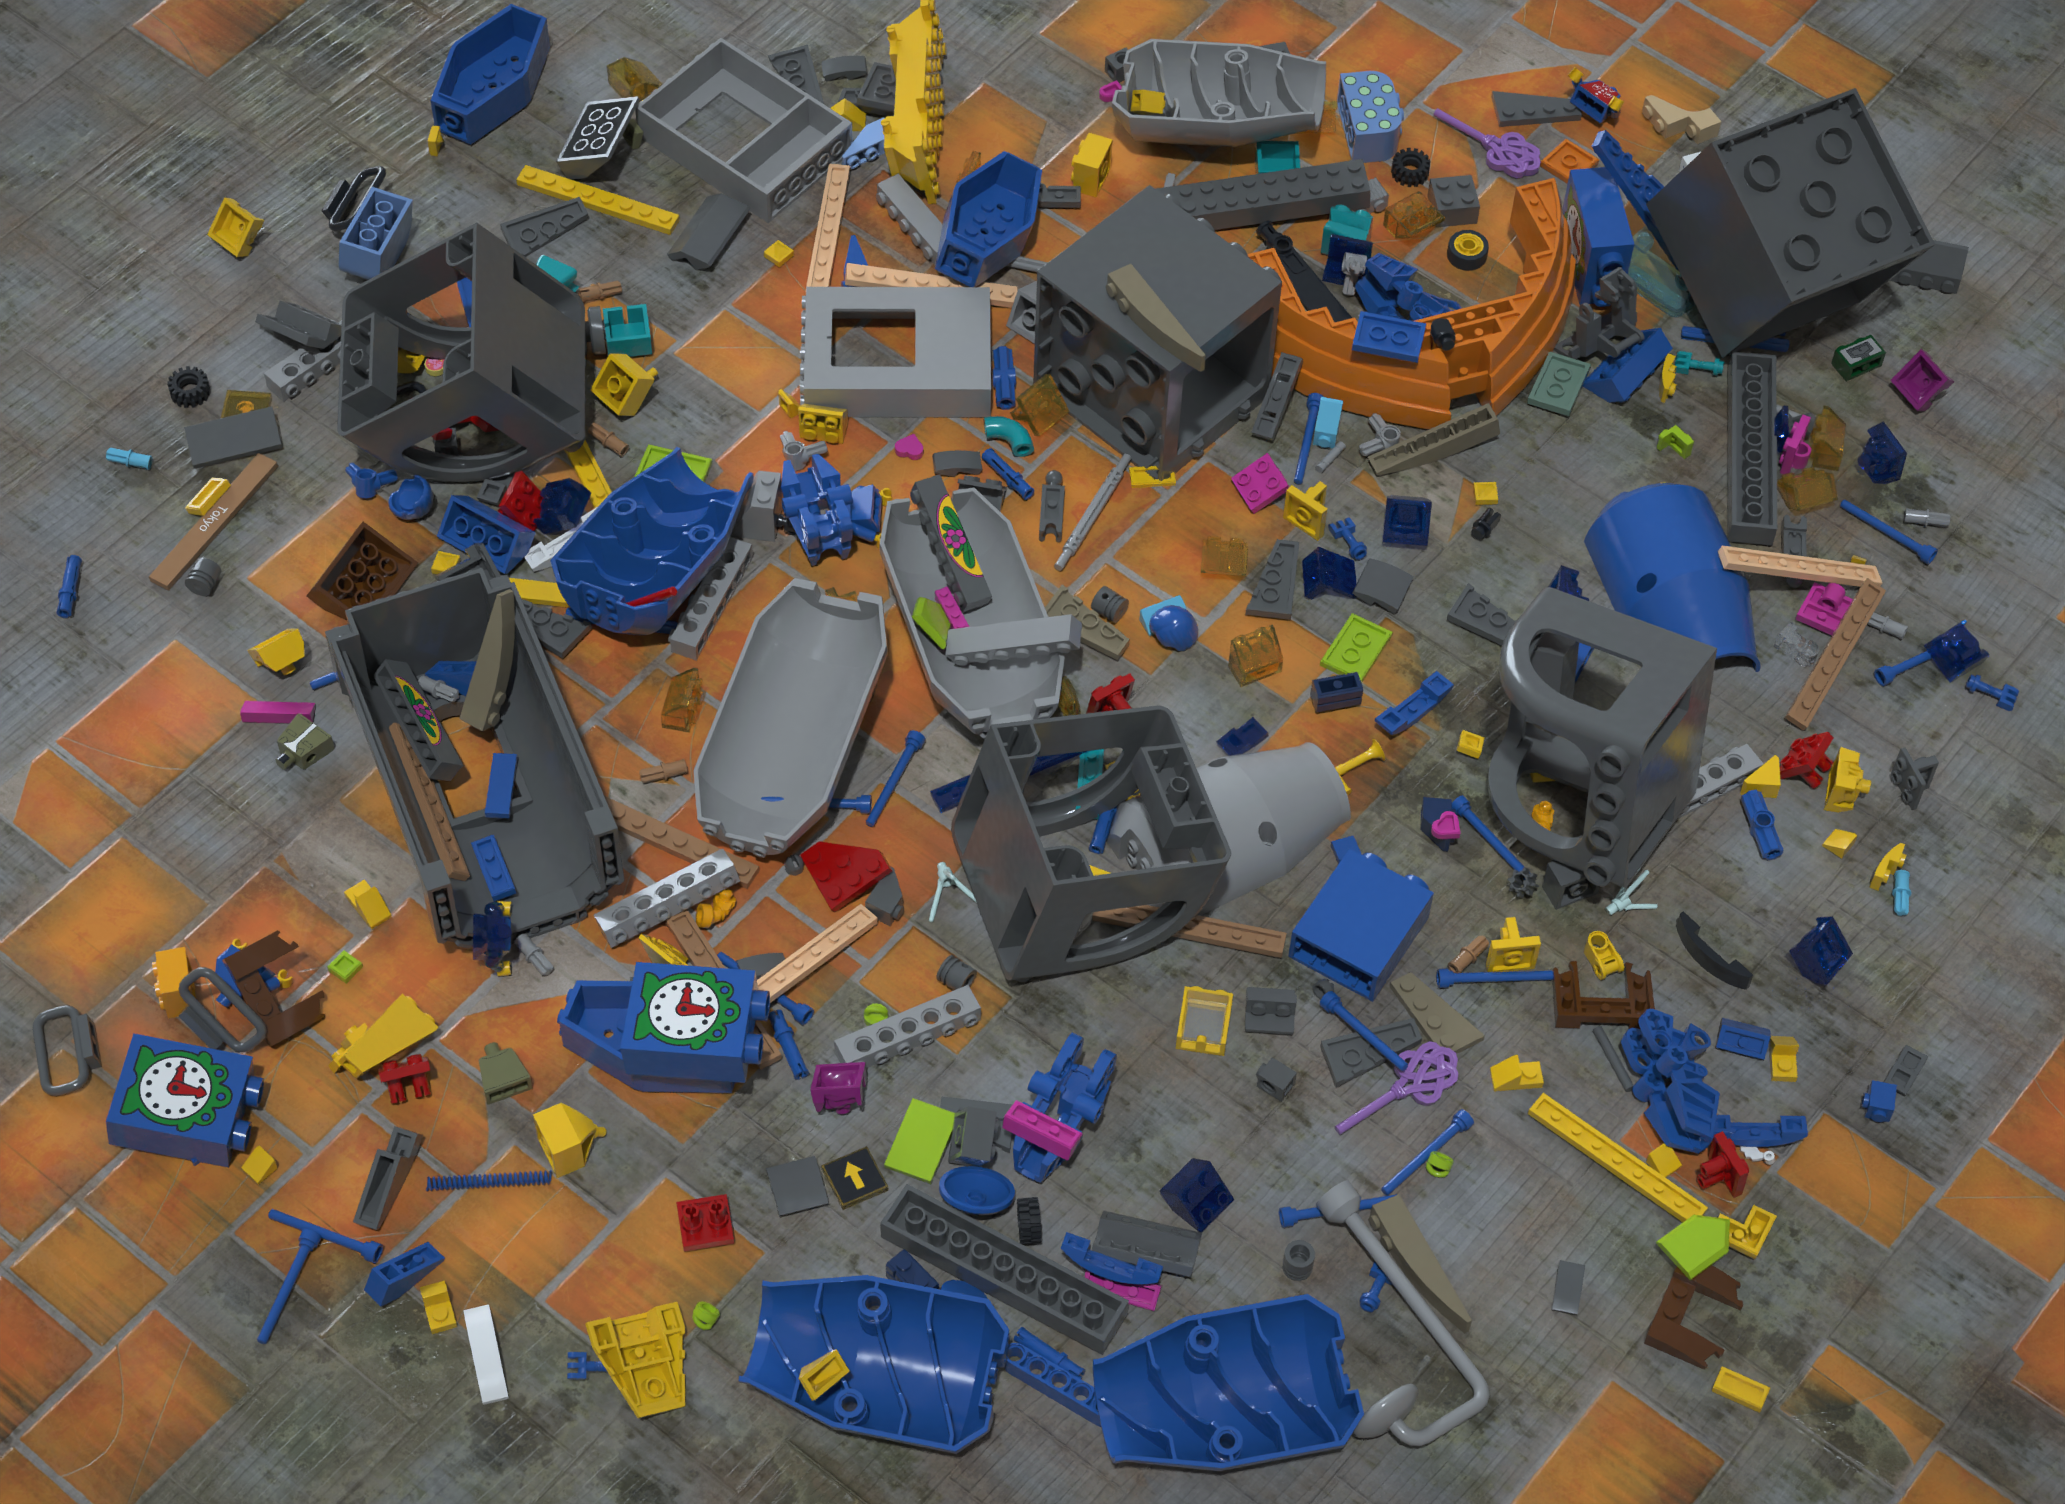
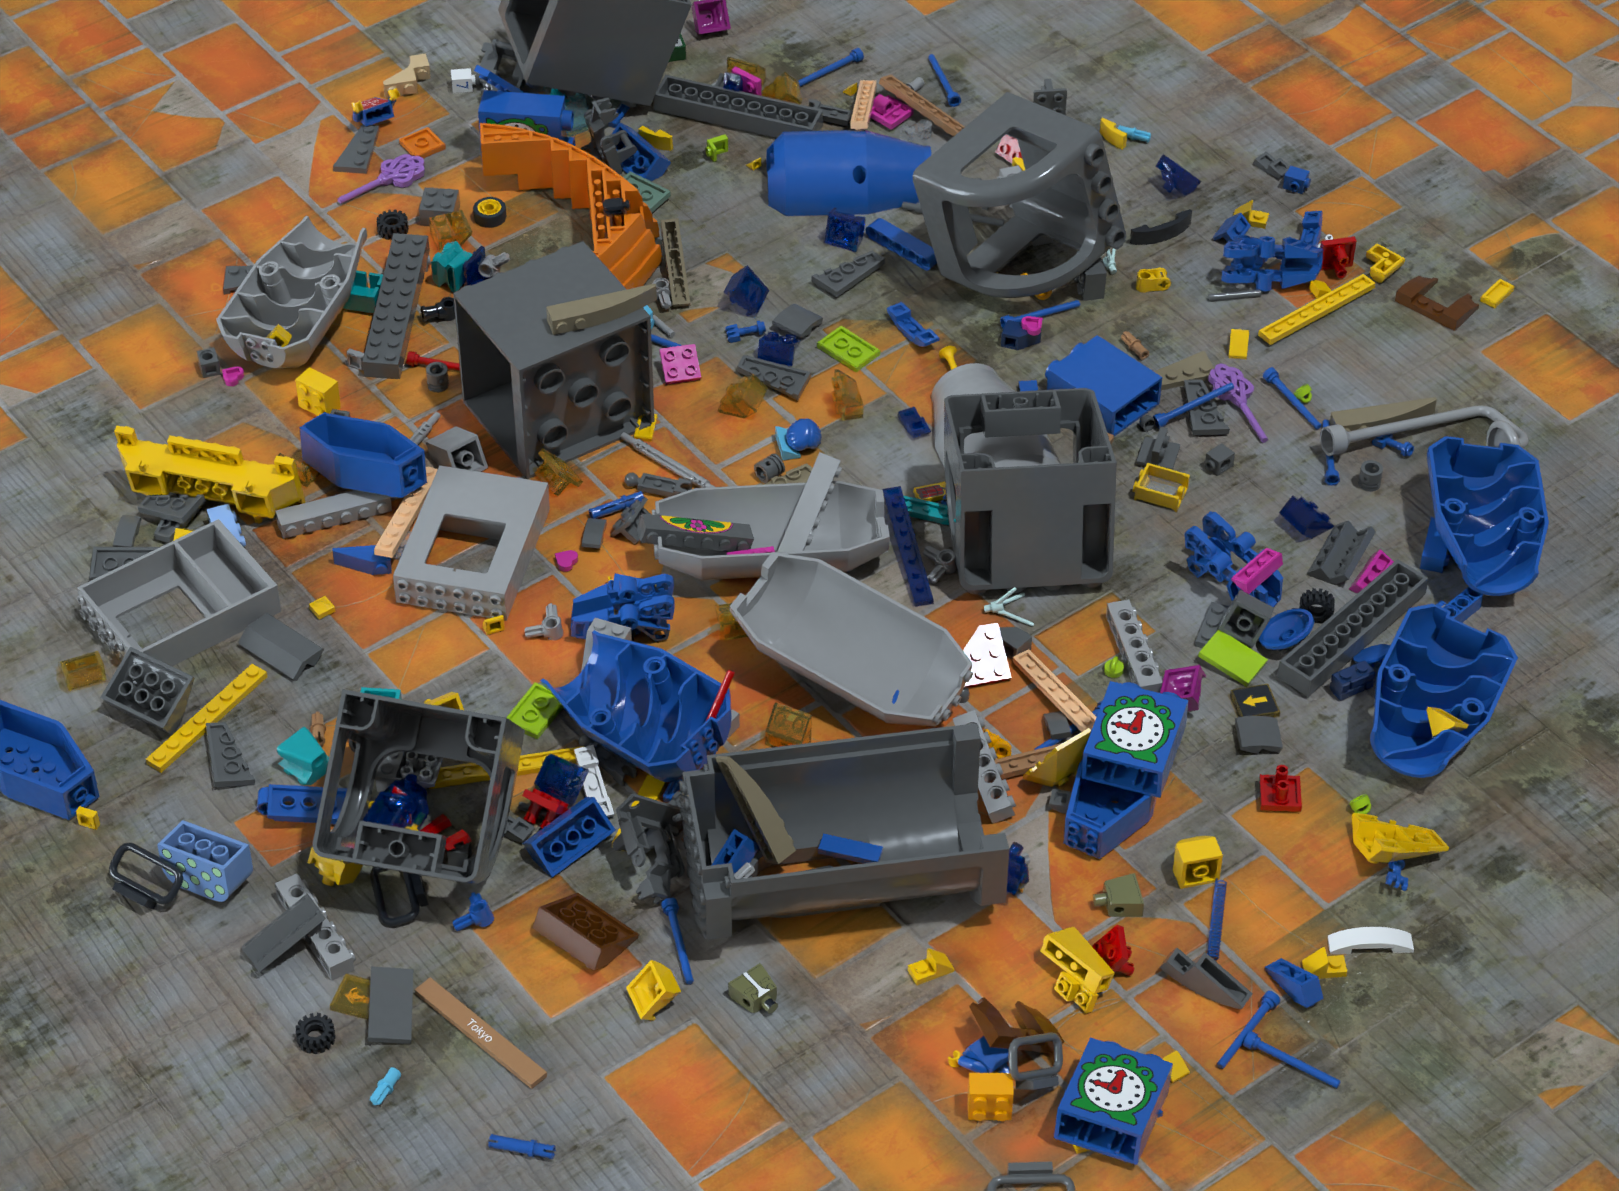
camera: 75 degrees left, 10 degrees down
(203, 576) = (549, 1041): dark grey piece -> none
(207, 496) = (452, 1032): yellow tile -> none
(235, 228) = (140, 970): yellow brick -> none
(275, 711) = (711, 1007): dark pink slope -> none
(345, 966) = (990, 990): lime tile -> none
(412, 499) = (514, 879): blue piece -> none
(444, 561) = (586, 873): yellow tile -> none
(822, 423) = (526, 602): yellow slope -> none
(828, 226) = (317, 571): light nougat plate -> none
(956, 973) = (1091, 612): dark grey piece -> none
(1010, 431) = (575, 495): teal cylinder -> none
(1108, 1267) = (1370, 555): blue slope -> none
(1112, 696) = (866, 475): red plate -> none
(1307, 509) = (720, 340): yellow bracket -> none
(1336, 692) = (892, 360): dark blue brick -> none
(1369, 115) = (341, 222): medium blue brick -> none
(1389, 336) = (609, 233): blue plate -> none
(1392, 285) = (553, 236): blue piece -> none
(1445, 977) = (1152, 358): blue piece -> none
(1470, 744) = (954, 306): yellow tile -> none
(1485, 493) = (727, 253): yellow tile -> none
(1485, 524) = (758, 256): black arm -> none
(1511, 951) = (1139, 316): yellow bracket -> none
(1529, 883) = (1081, 306): dark grey gear -> none
(1568, 1287) = (1406, 350): dark grey slope -> none
(1572, 1009) = (1193, 304): reddish brown wedge -> none
(1685, 362) = (653, 113): teal hinge -> none
(1697, 1243) = (1393, 281): lime tile -> none
(1882, 455) = (768, 49): clear blue brick -> none
(1926, 517) = (824, 48): light grey axle -> none
(1956, 652) = (947, 58): clear blue brick -> none
(2006, 696) = (983, 50): blue hinge -> none

